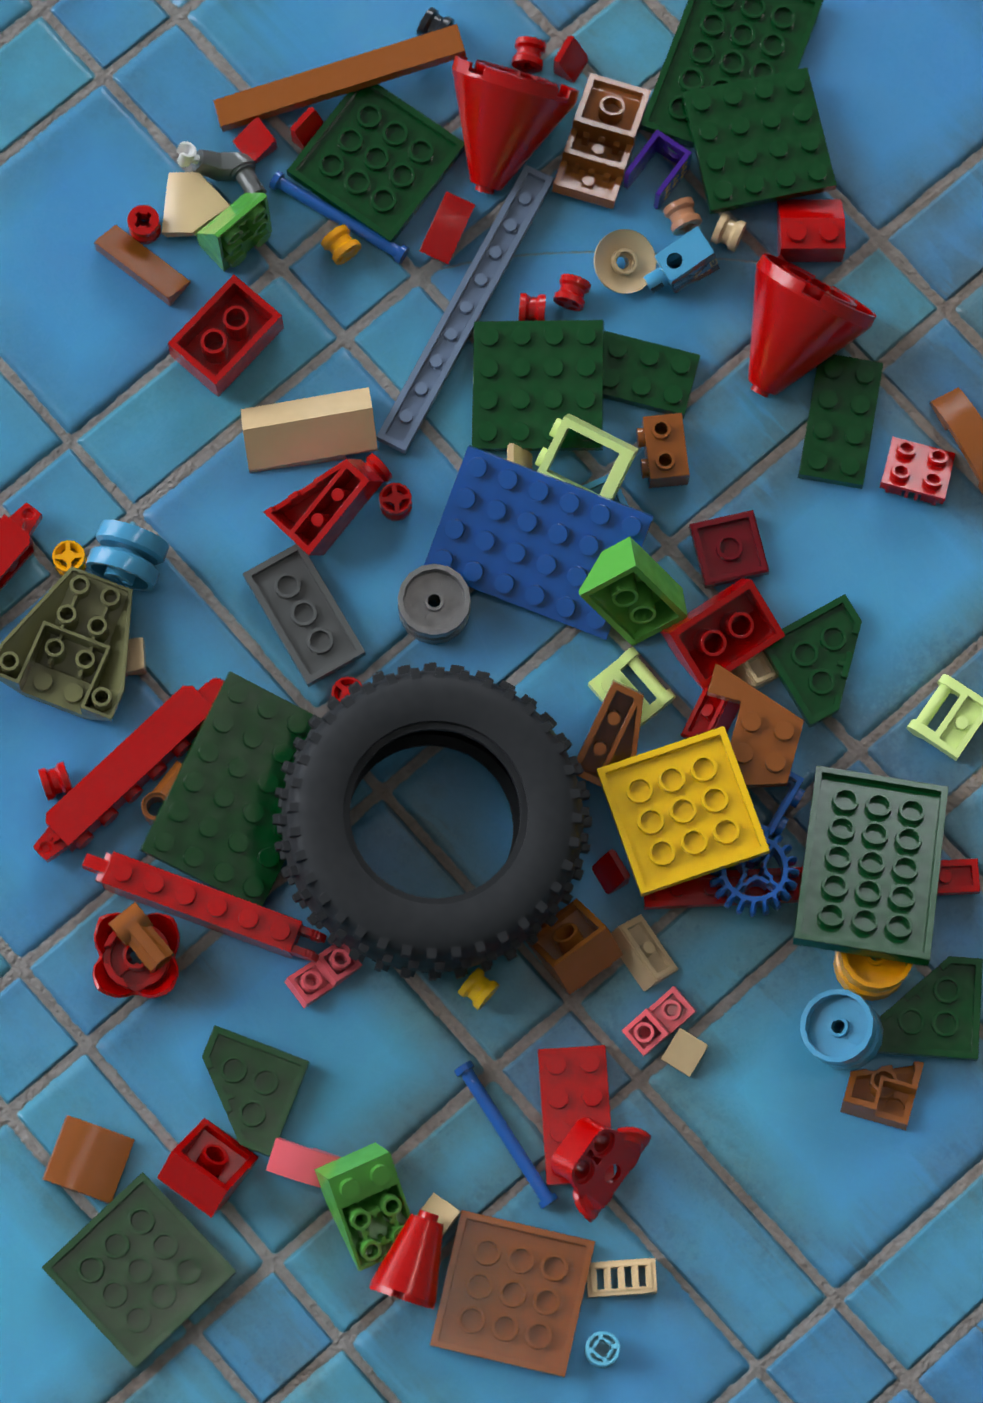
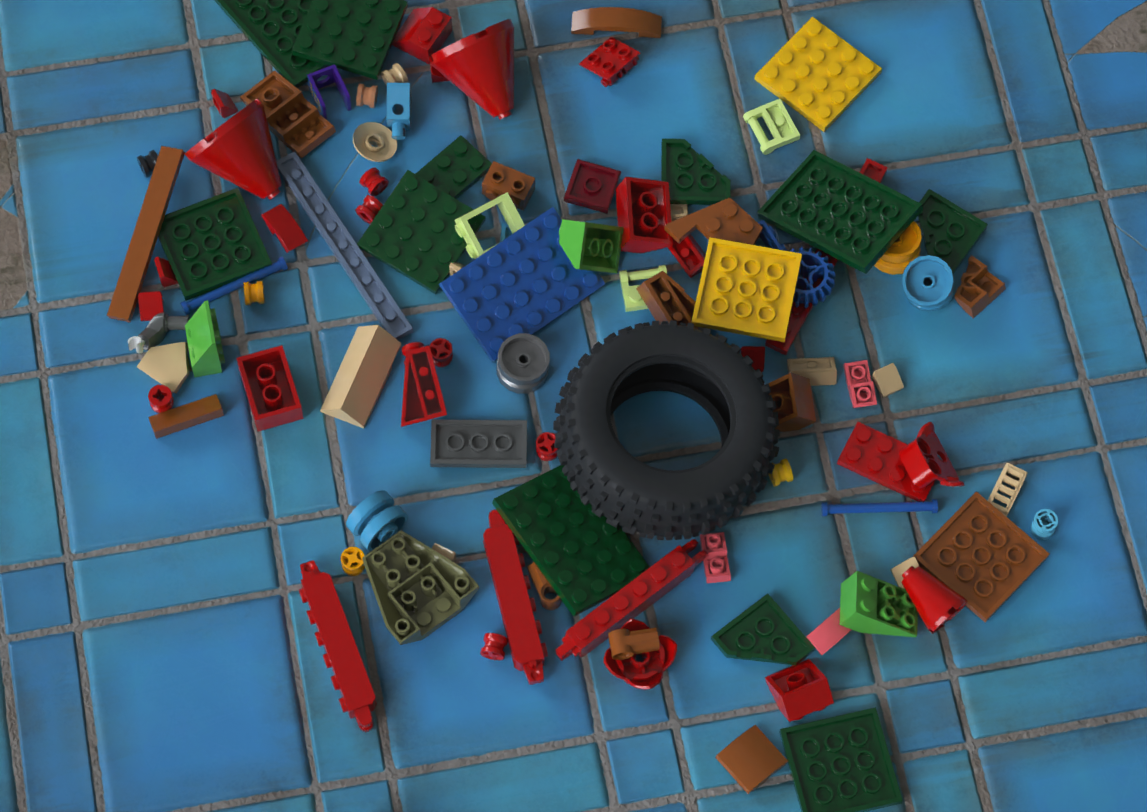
camera: 60 degrees left, 10 degrees down
(528, 54) = (204, 122): red wheel -> none
(840, 421) = (553, 85): dark green plate -> none

